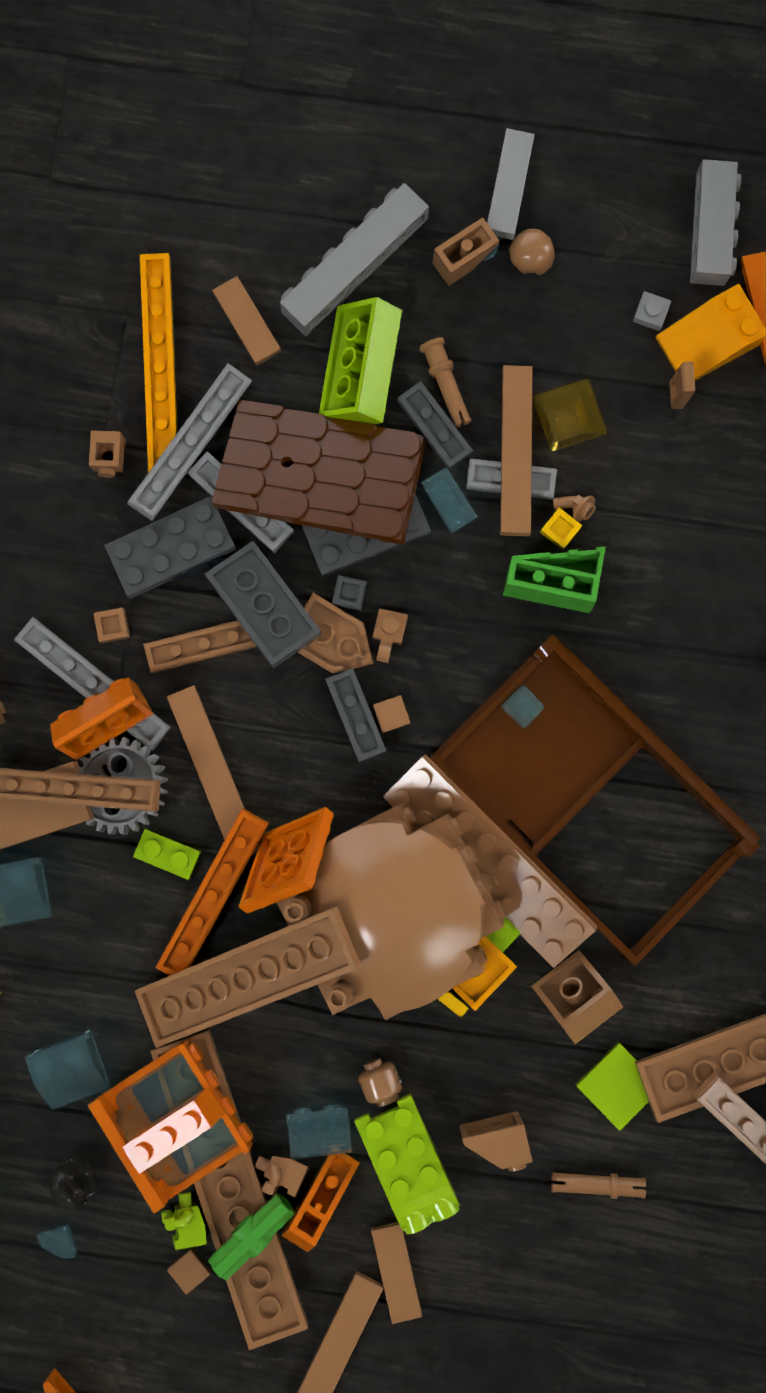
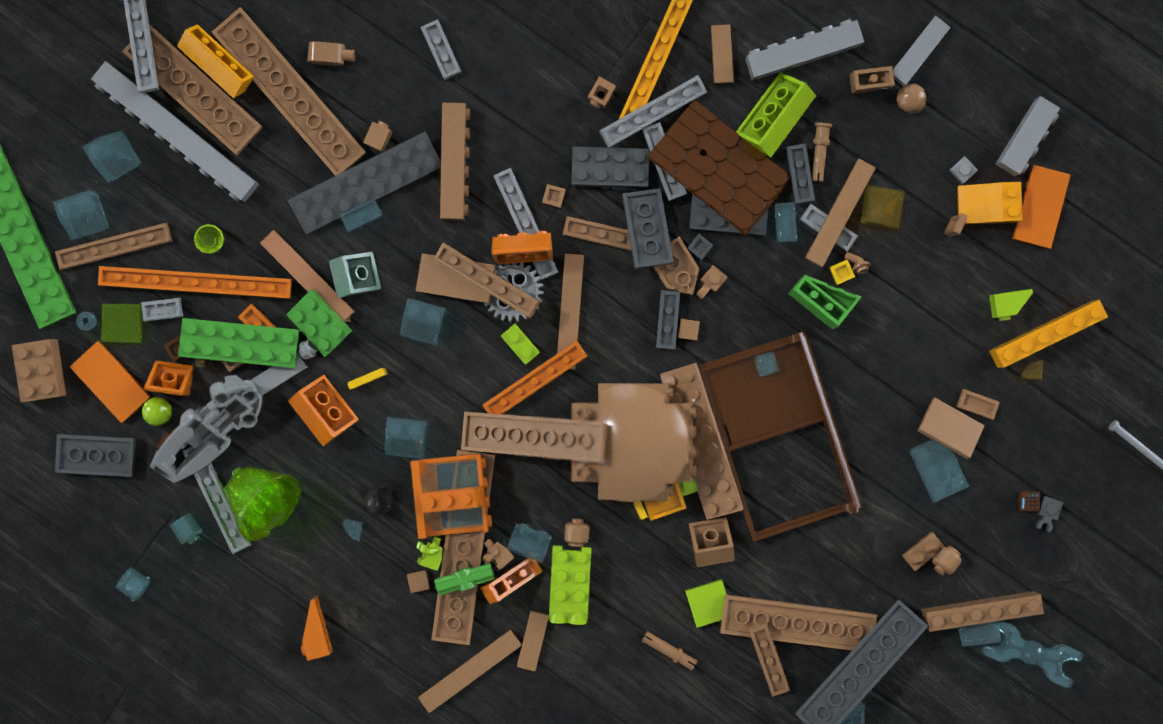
camera: 30 degrees right, 5 degrees up
(287, 860) = (589, 383): orange plate -> none
(499, 1140) = (628, 597): medium nougat slope -> none

